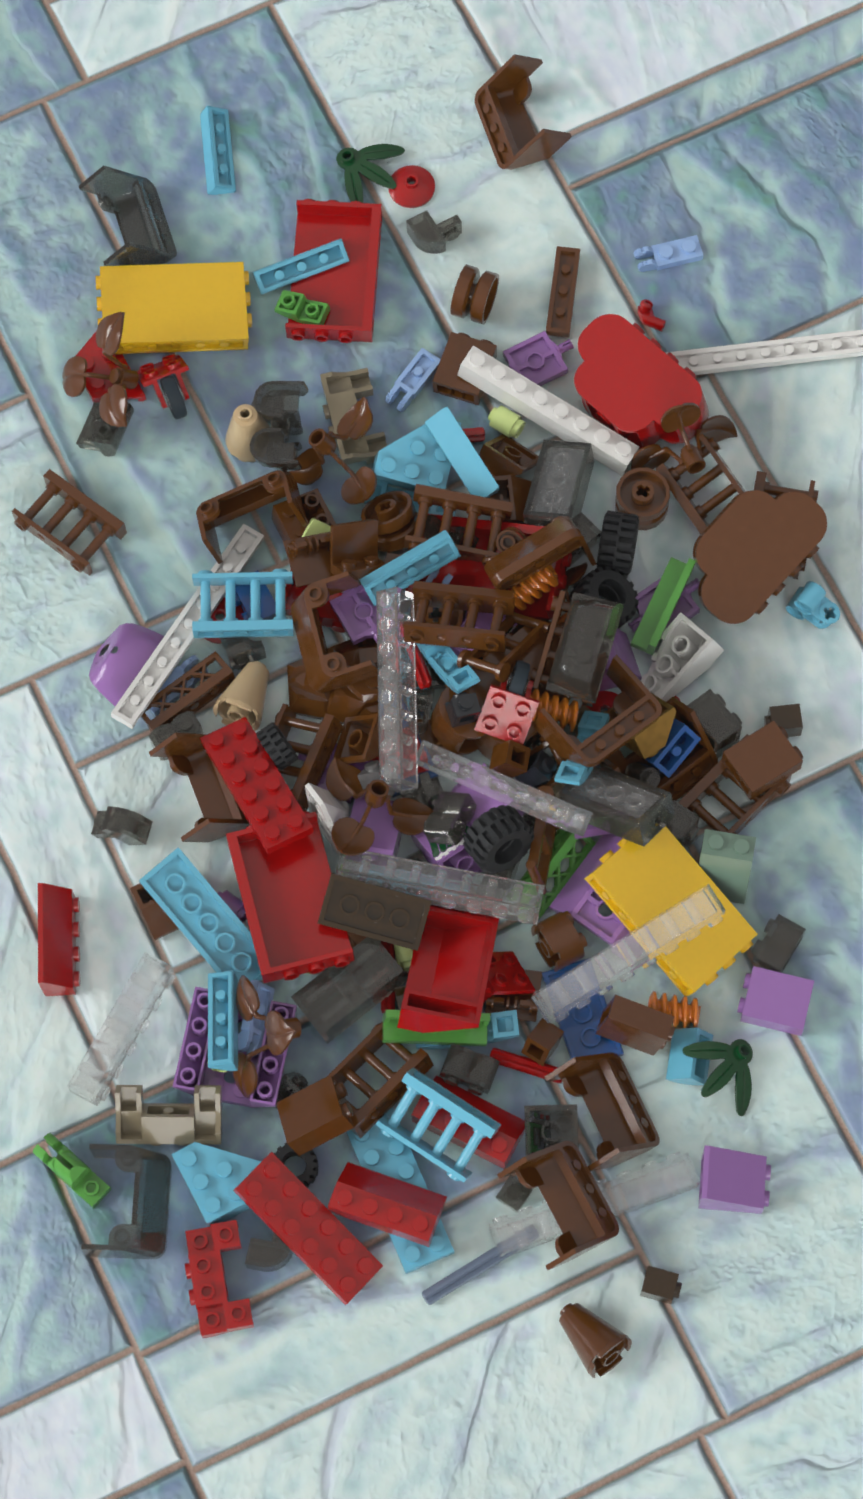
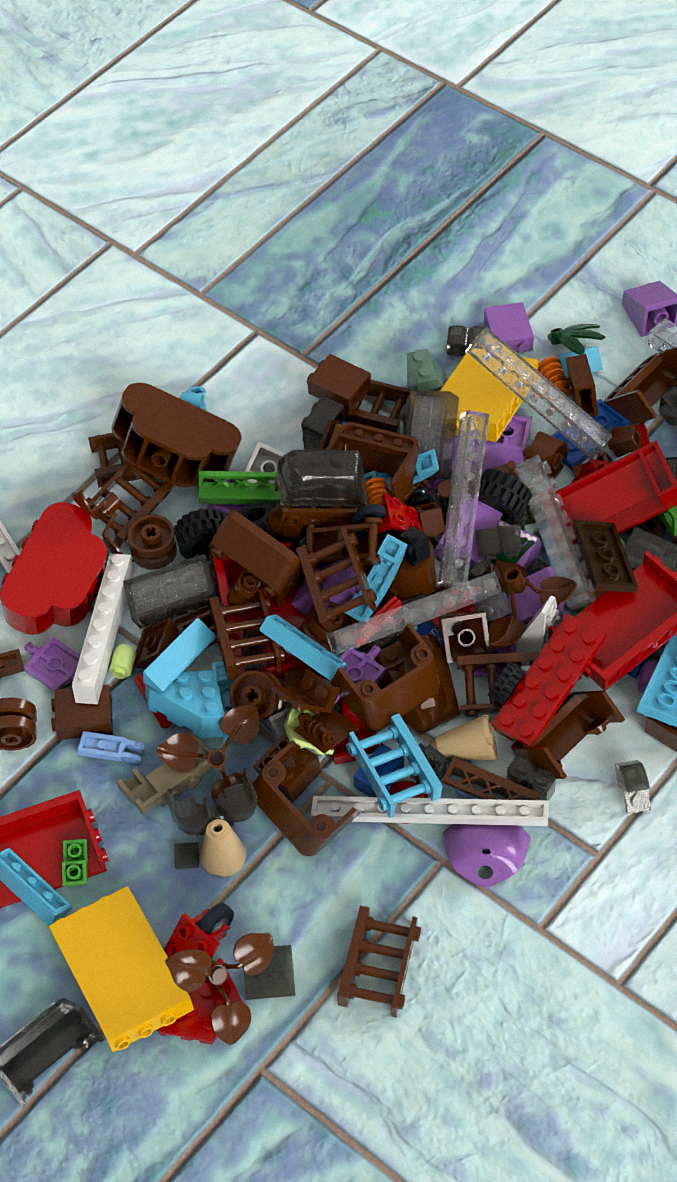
camera: 115 degrees left, 15 degrees down
(786, 716) = (294, 395): dark brown brick -> none

